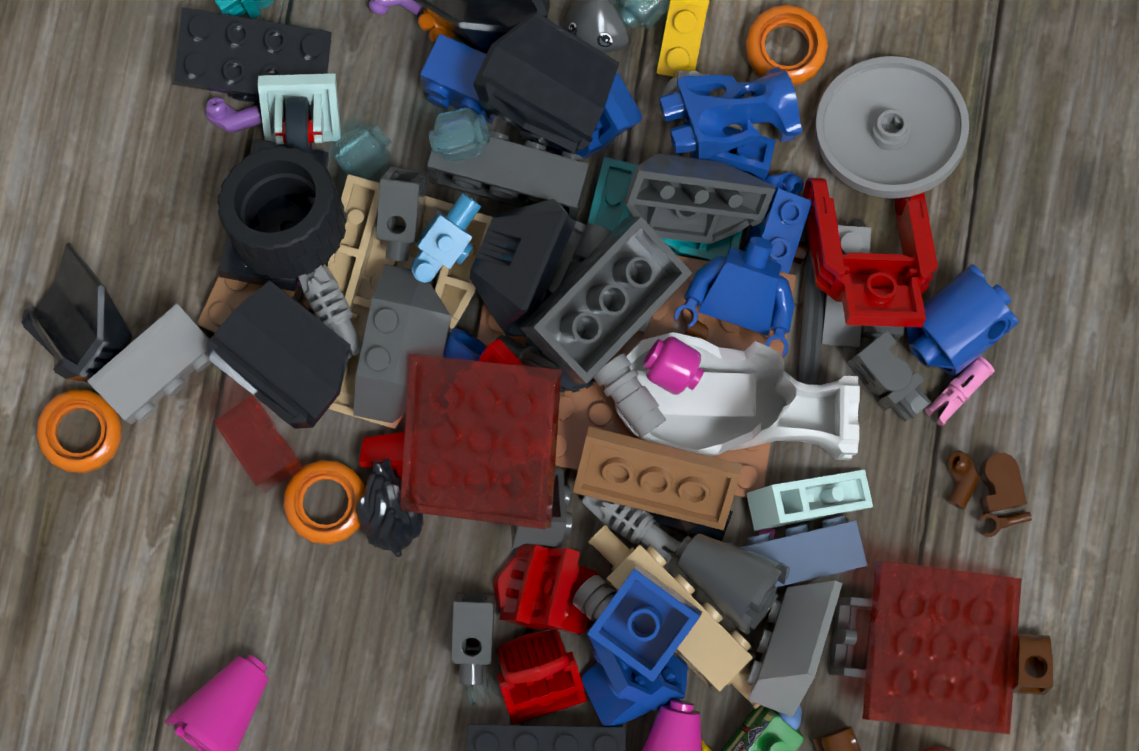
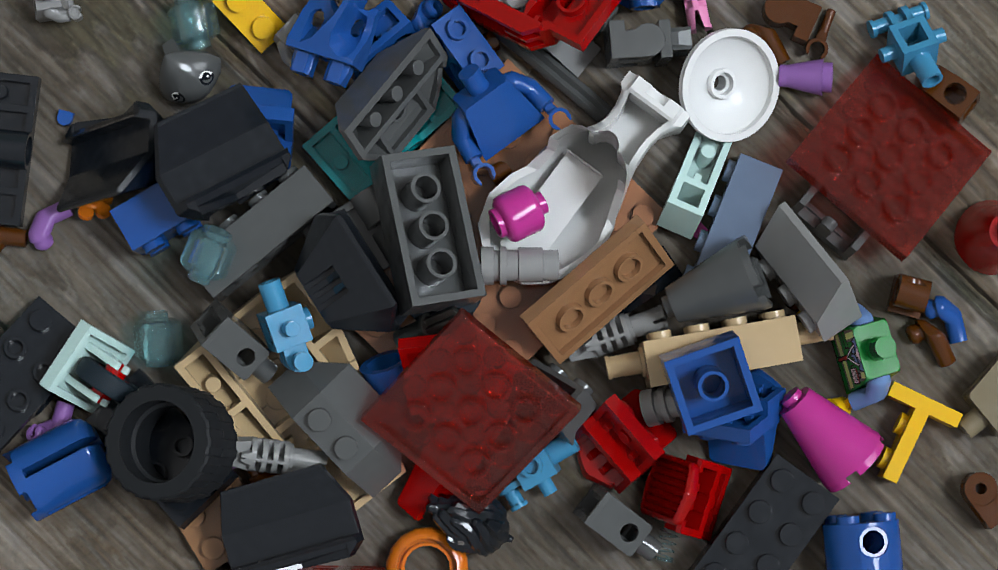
camera: 50 degrees left, 5 degrees up
(199, 140) = (59, 467): none -> blue cylinder
(471, 537) = (539, 472): none -> dark azure piece
(911, 490) = (745, 87): none -> white dish
(960, 534) = (807, 76): none -> medium lavender cone
(1051, 599) = (910, 42): none -> dark azure piece

